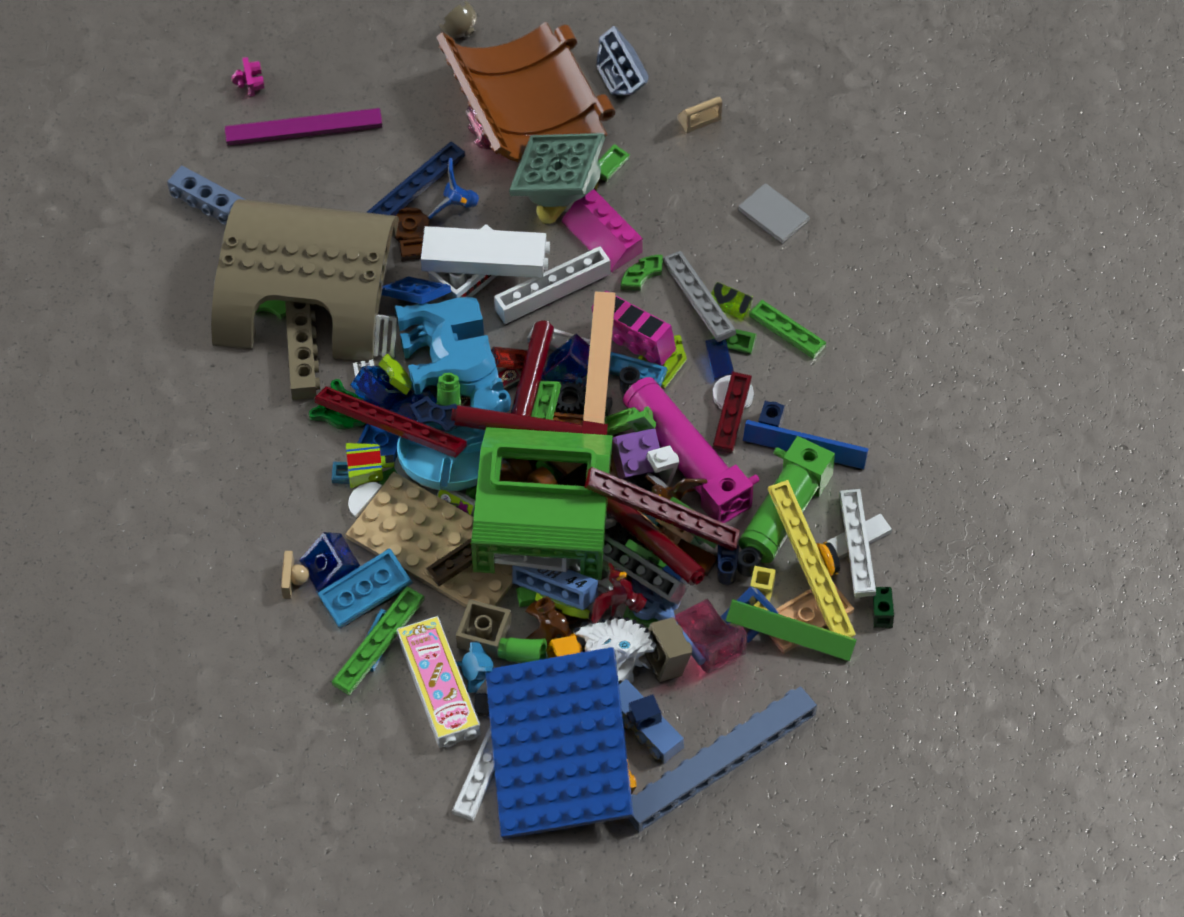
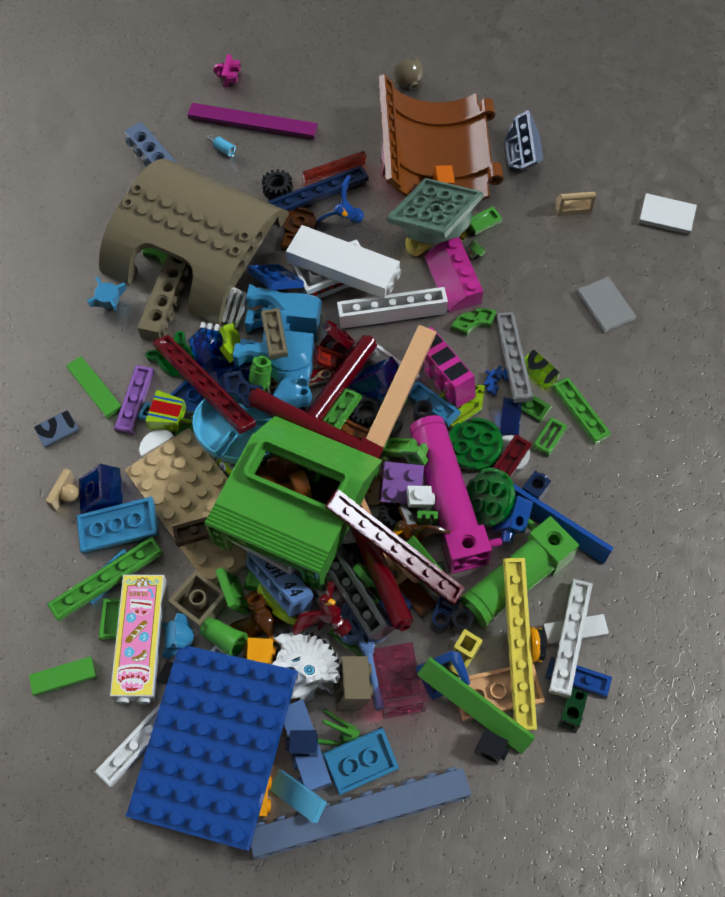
camera: 20 degrees right, 5 degrees up
(238, 366) = (106, 295): none -> dark azure piece
(250, 518) = (56, 428): none -> slope
(269, 465) = (94, 387): none -> bright green tile
(283, 164) = (222, 145): none -> medium azure piece
(318, 464) = (134, 399): none -> medium lavender tile
(363, 182) = (276, 177): none -> black tyre
(378, 742) = (62, 676): none -> bright green tile
(400, 677) = (109, 619): none -> bright green tile
(422, 153) = (333, 168): none -> clear red tile
(447, 347) = (274, 333): none -> dark tan tile
(506, 333) = (336, 337): none -> dark red tile
(514, 607) = (232, 591): none -> bright green tile
(549, 125) = (444, 174): none -> orange brick
(614, 196) = (476, 249): none -> bright green tile
(658, 760) = (298, 796): none -> medium azure tile
(678, 476) = (427, 521): none -> bright green tile
(681, 698) = (348, 731): none -> bright green plant
(685, 329) = (498, 373): none -> blue animal
(696, 394) = (476, 443): none -> green tile
(702, 714) = (360, 760): none -> dark azure tile
(732, 437) = (491, 496): none -> green tile
(758, 451) = (516, 521): none -> blue torso
(763, 378) = (542, 448): none -> bright green tile
(803, 96) = (667, 214): none -> white tile
(820, 662) = (492, 747): none -> black brick
(885, 577) = (586, 680): none -> blue tile

